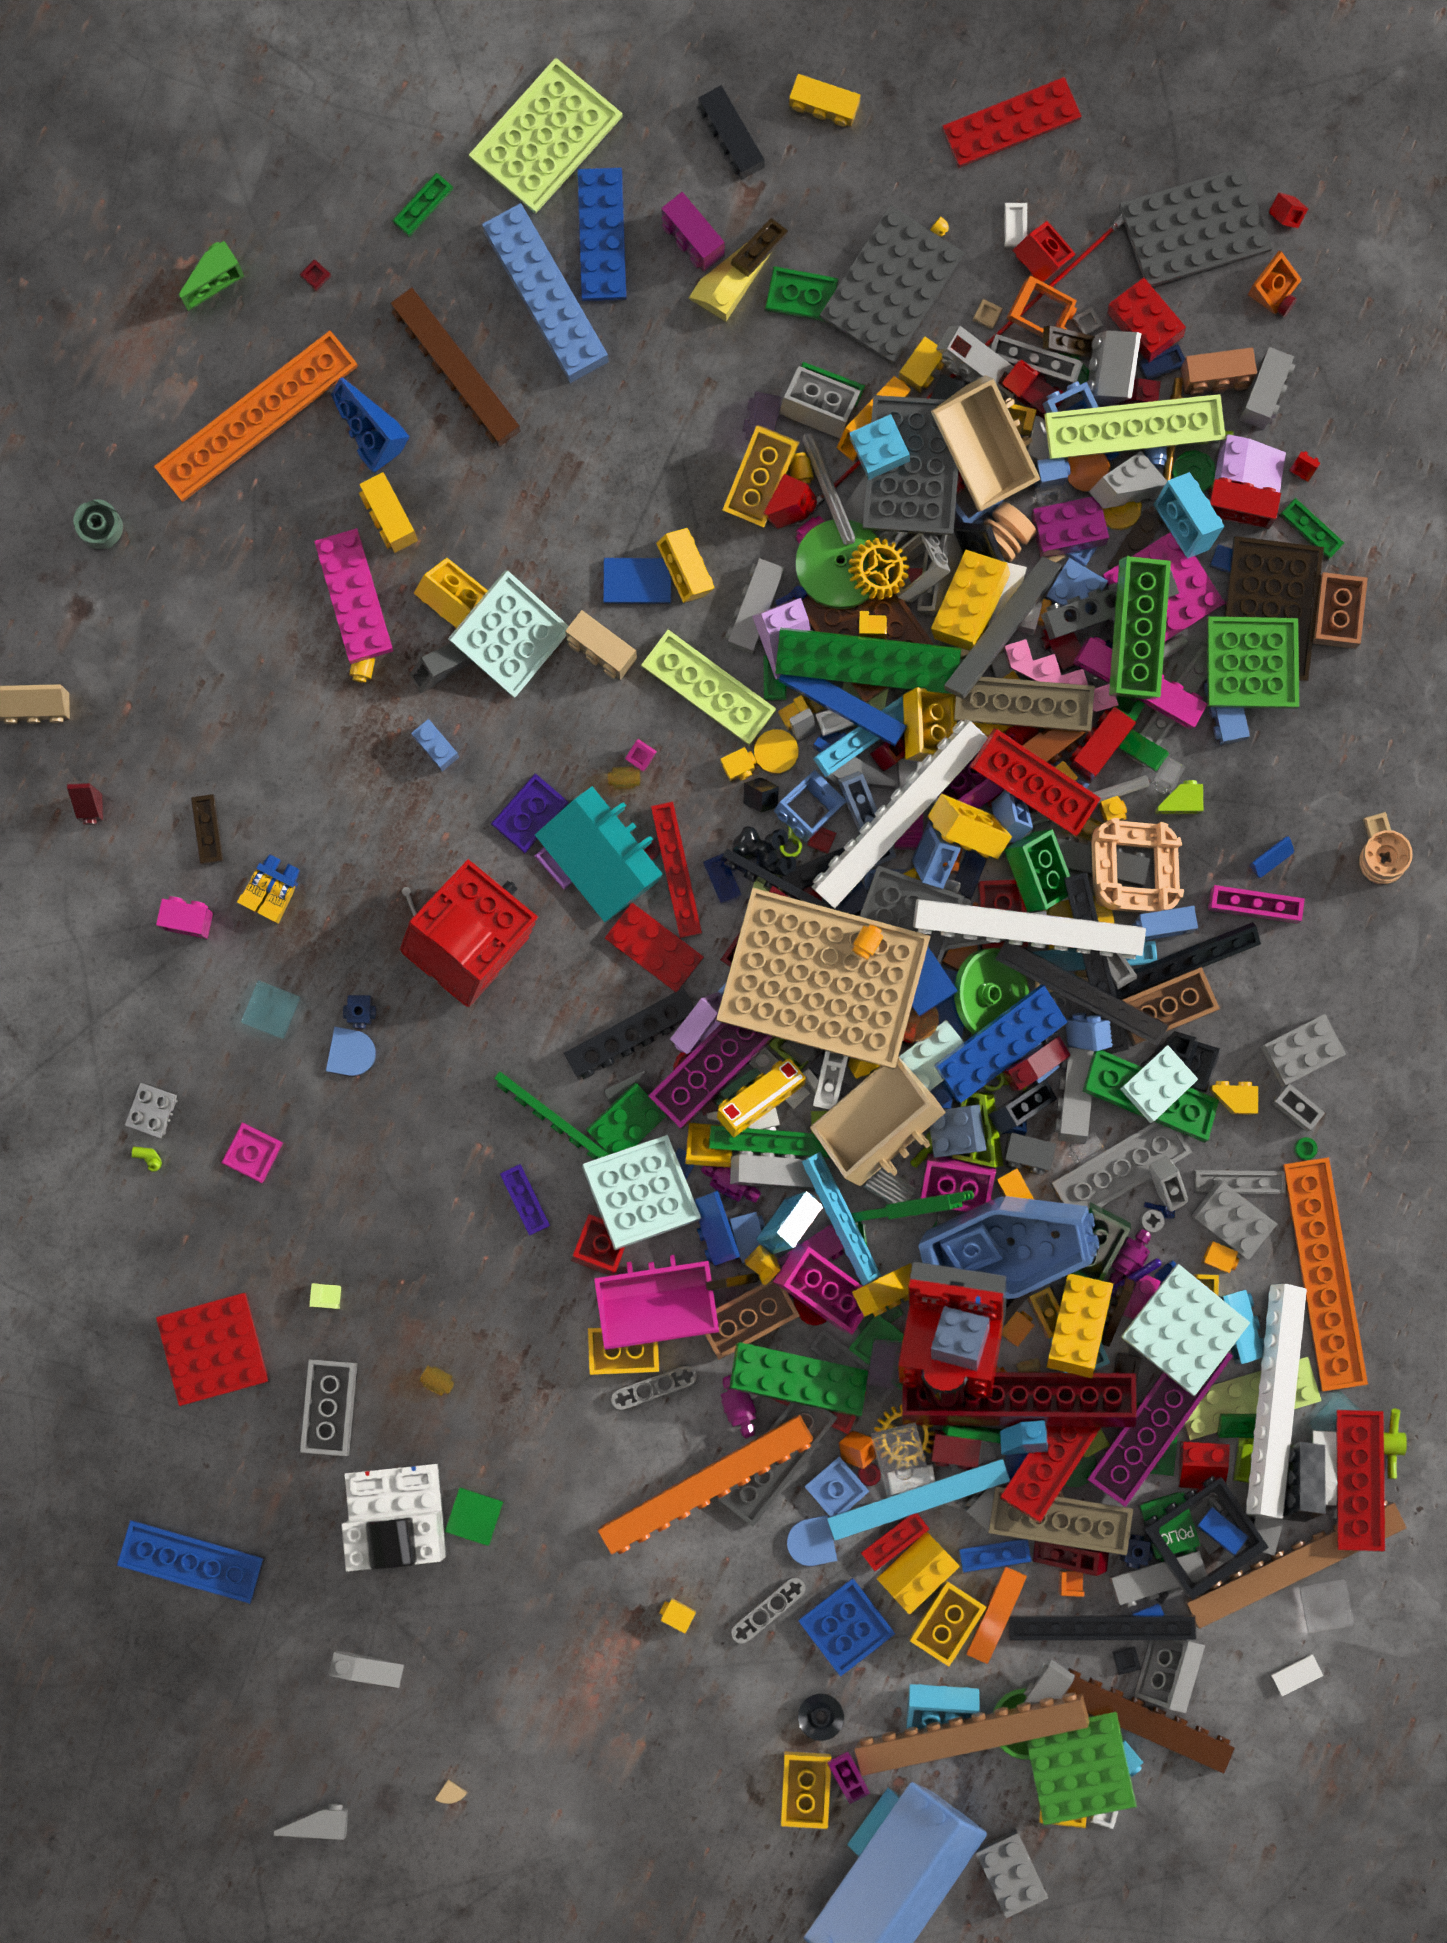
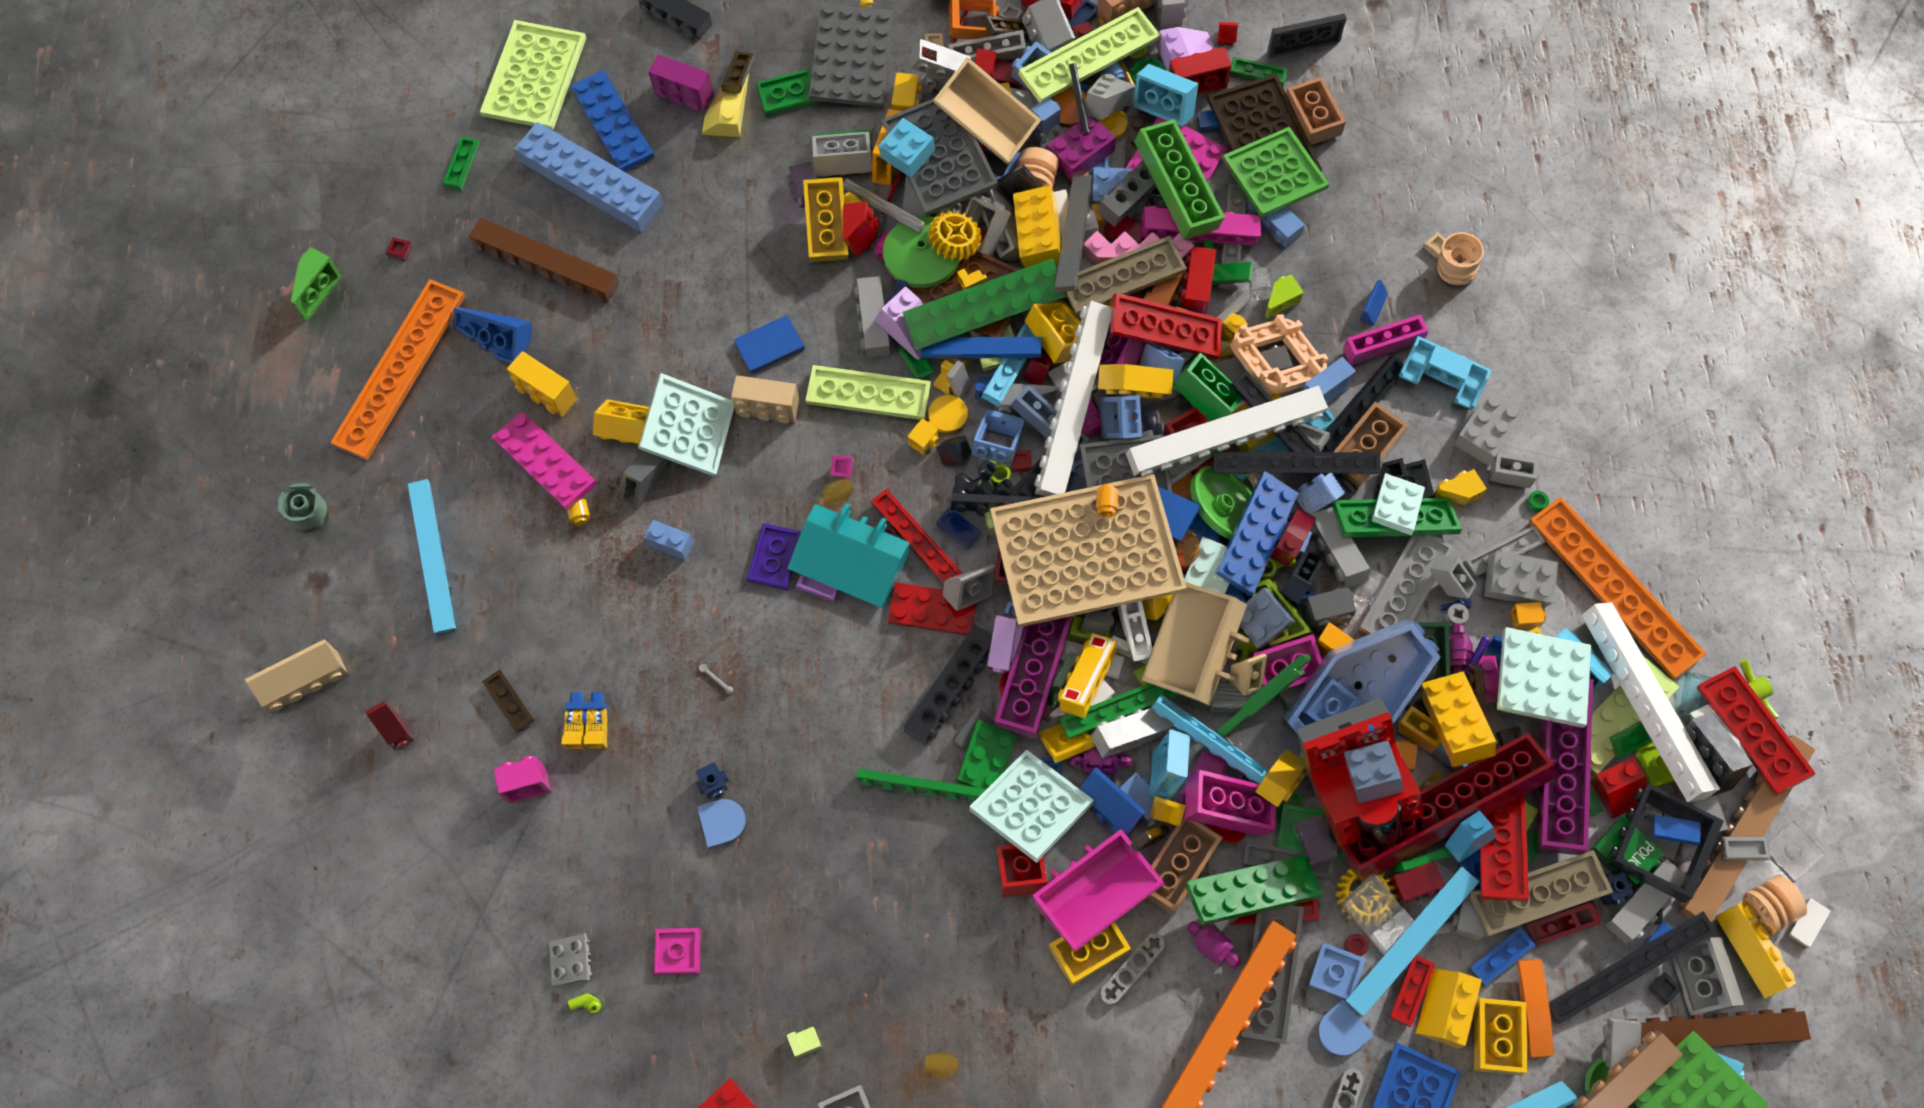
camera: 25 degrees left, 15 degrees down
(200, 639) = (432, 557): none -> medium azure tile
(270, 1009) = (634, 821): clear light blue tile -> none
(468, 932) = (771, 667): red piece -> none
(525, 1199) = (935, 866): dark purple plate -> none
(685, 565) = (801, 312): yellow brick -> none
(697, 948) = (969, 586): none -> light grey slope
(831, 722) = (981, 367): white tile -> none
(857, 1449) = (1334, 928): orange panel -> none
(912, 1176) = (1249, 674): none -> tan slope
(1071, 1583) = (1578, 946): orange panel -> none
(1091, 481) = (1079, 99): none -> black bar
(1228, 1672) = (1756, 949): none -> yellow brick
(1273, 1643) = (1776, 903): none -> light nougat wheel
(1276, 1581) = (1745, 848): none -> light grey tile
(1299, 965) = (1448, 368): none -> medium azure bracket
(1383, 517) = (1306, 35): none -> black tile

